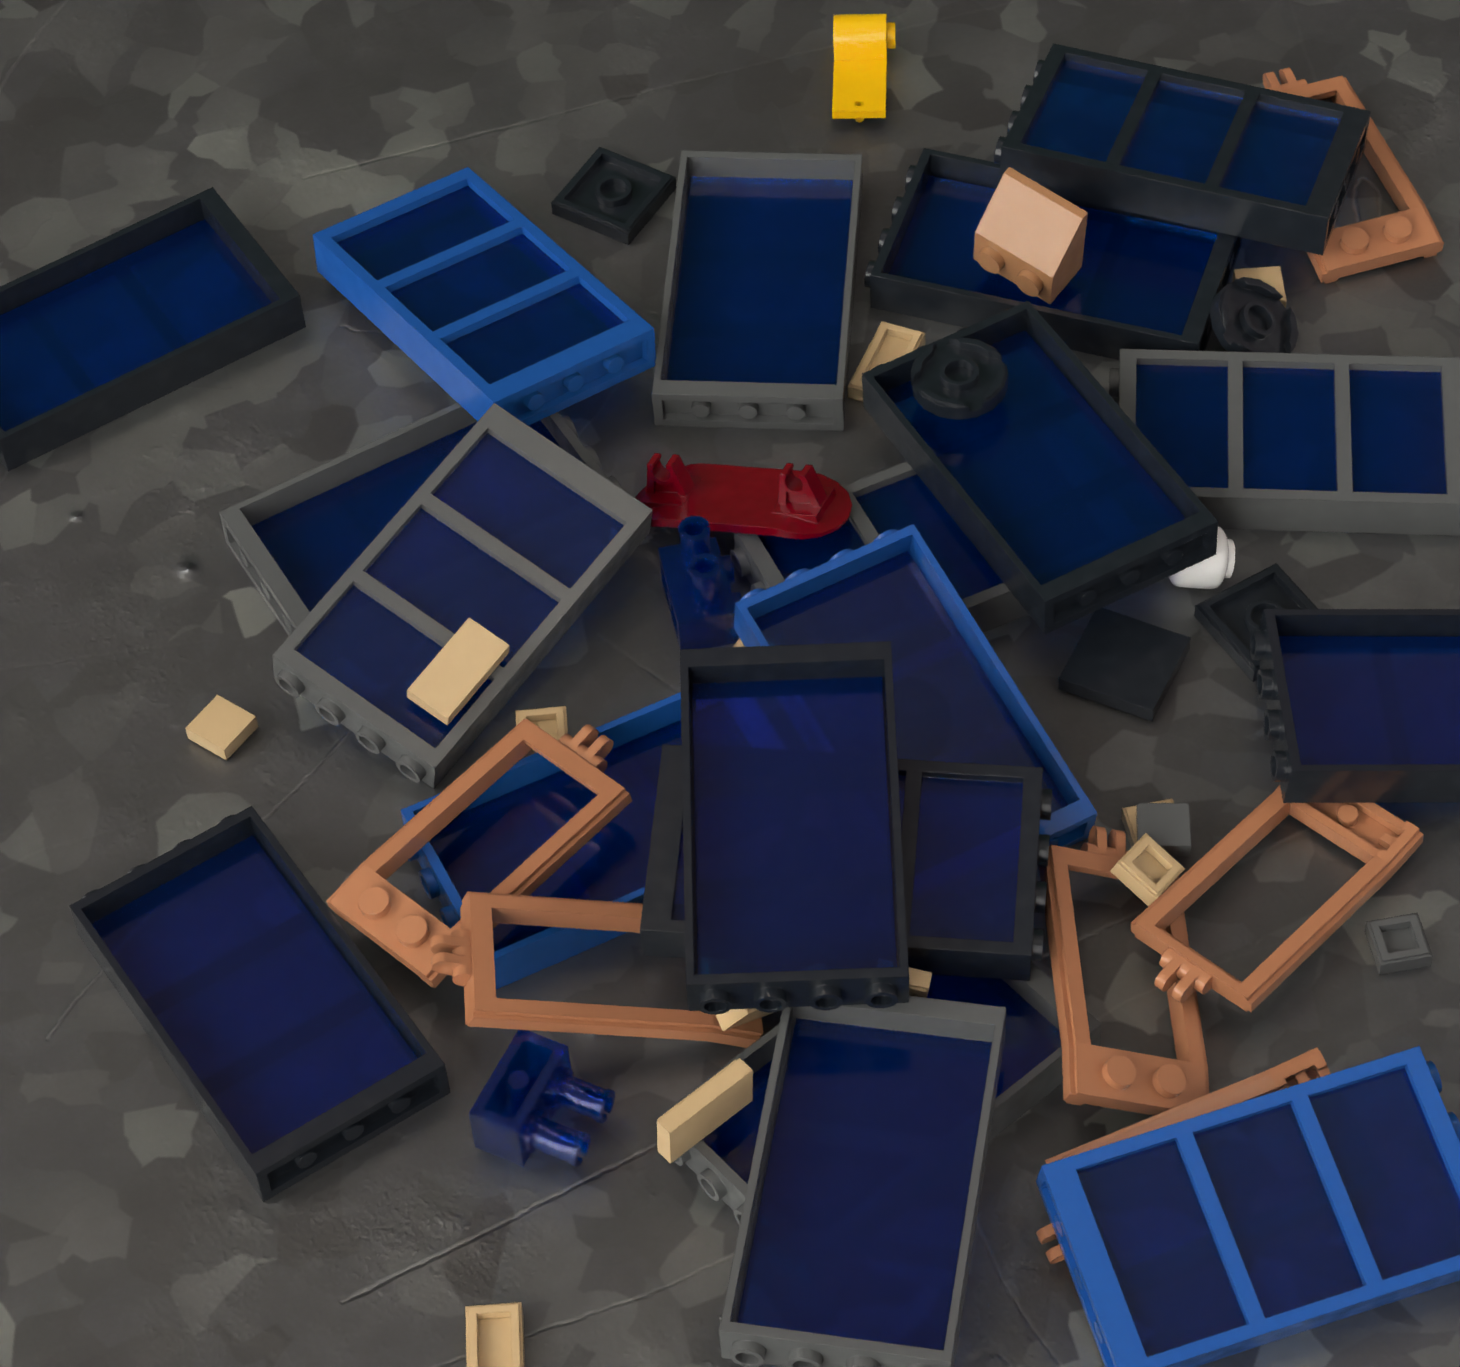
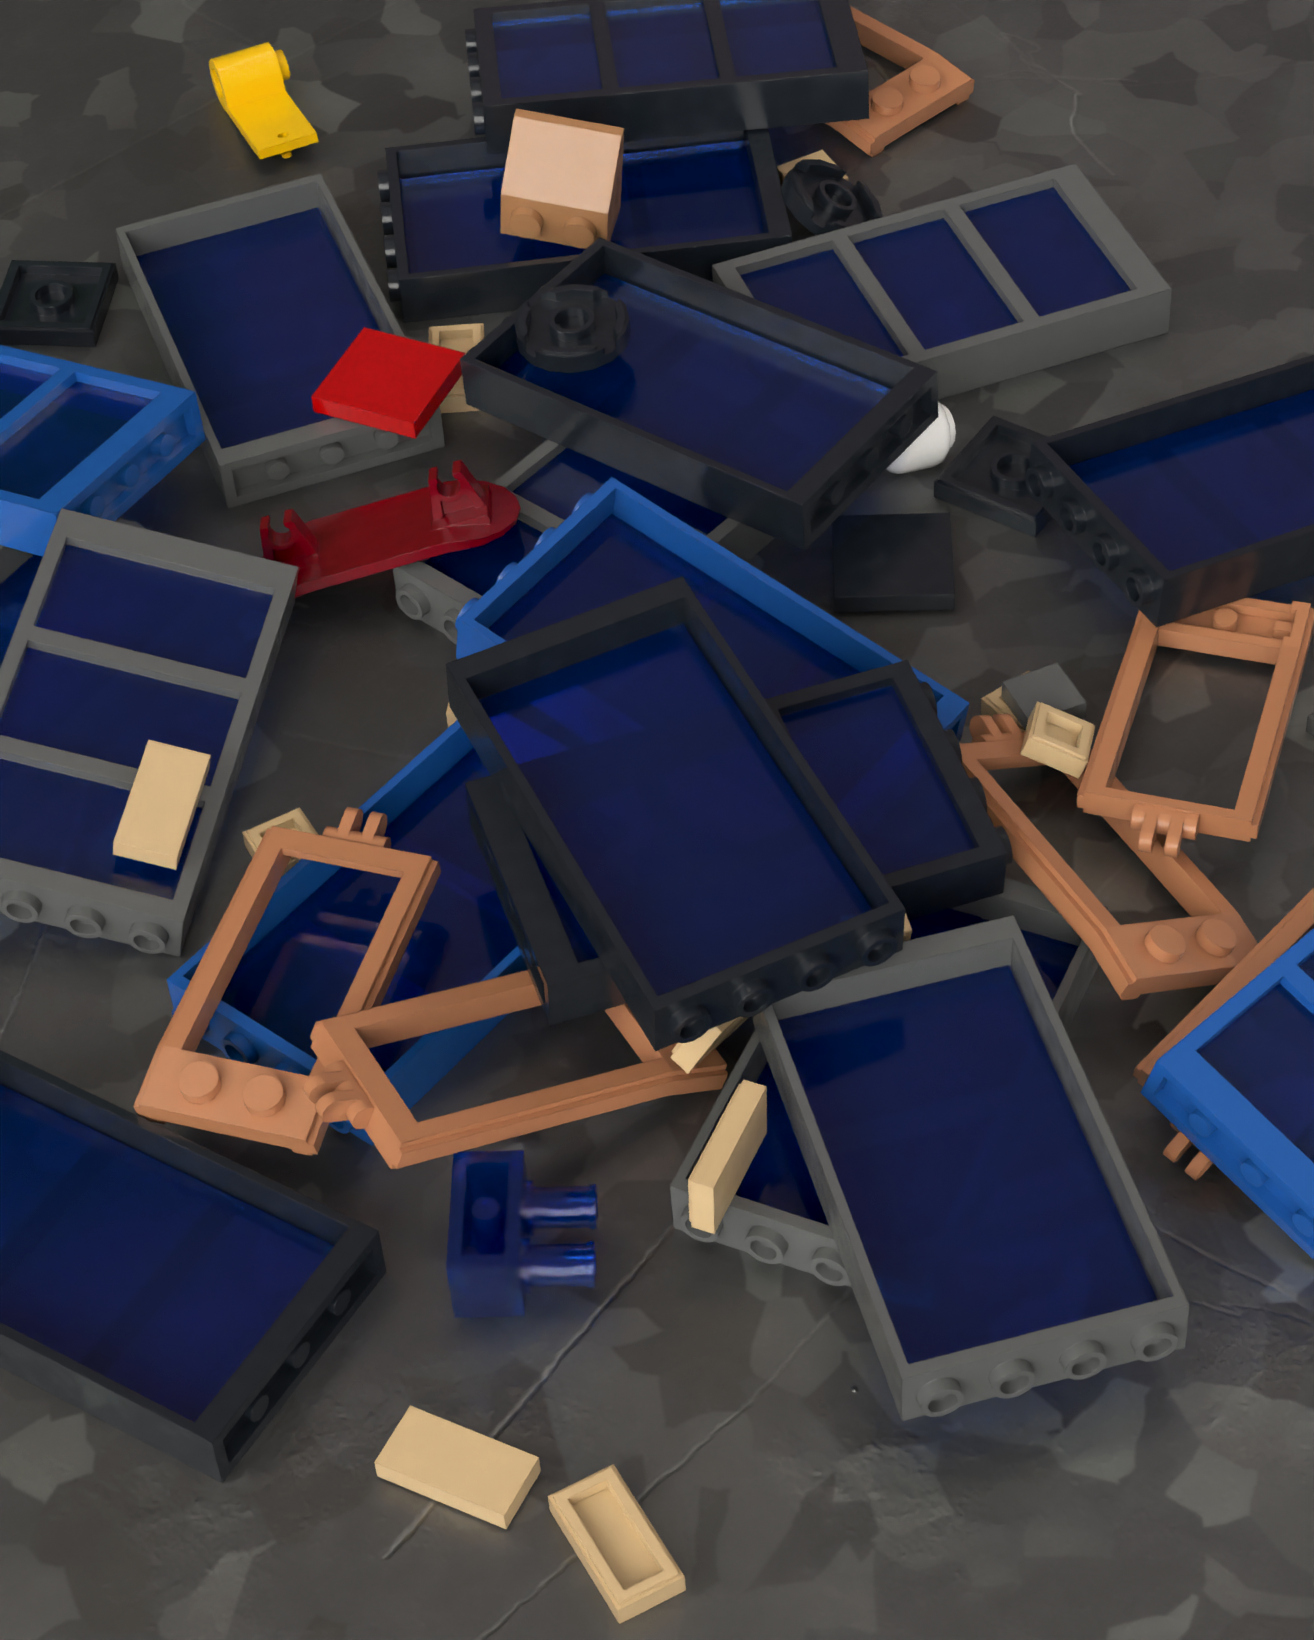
camera: 25 degrees left, 5 degrees down
(419, 1258) = (458, 1467): none -> tan tile
(698, 587) = (381, 640): clear blue brick -> none
(809, 368) = (388, 382): none -> red tile

